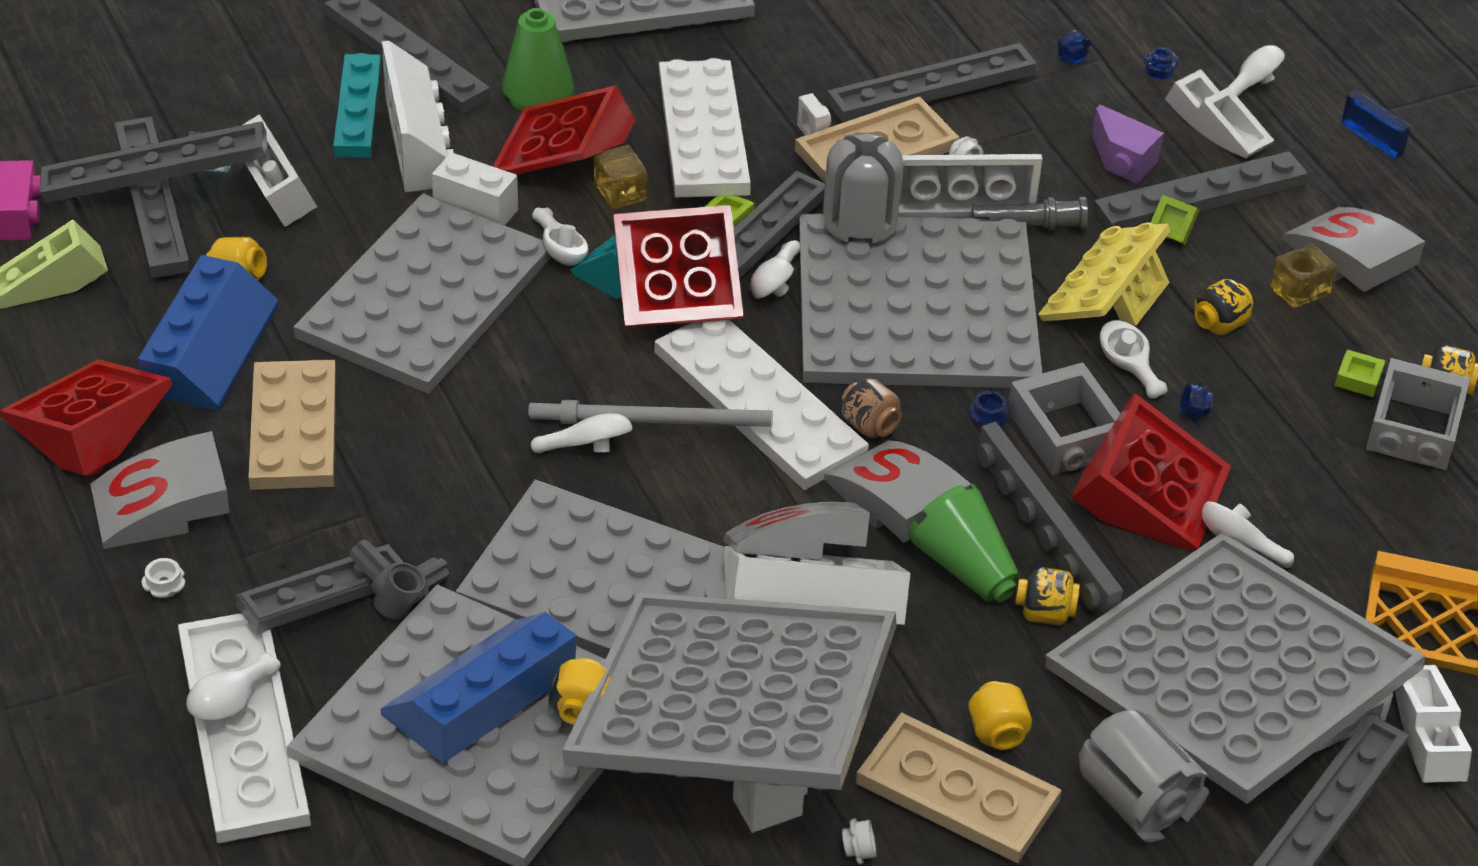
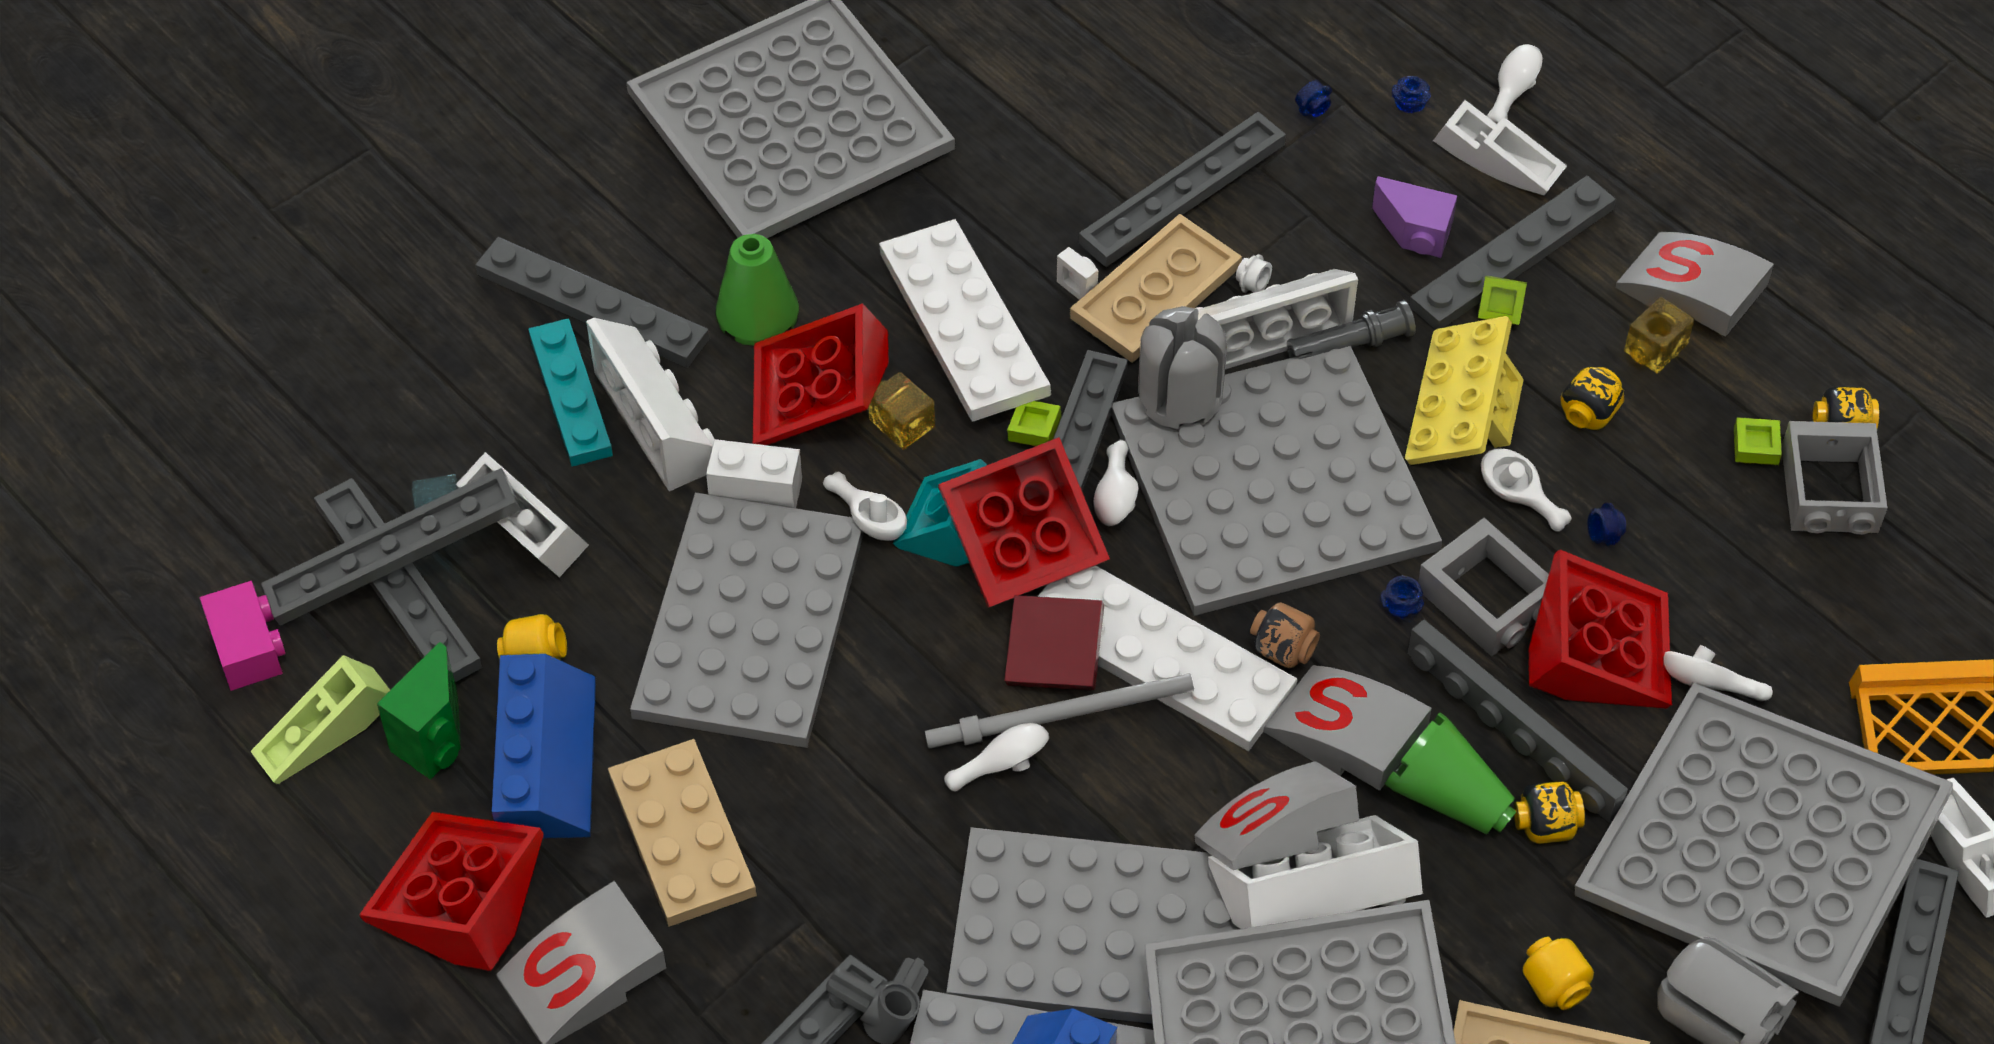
camera: 15 degrees left, 10 degrees up
(122, 281) = (423, 715): none -> green slope
(669, 364) = (1054, 642): none -> dark red tile
(1375, 124) = (1663, 116): clear blue tile -> none

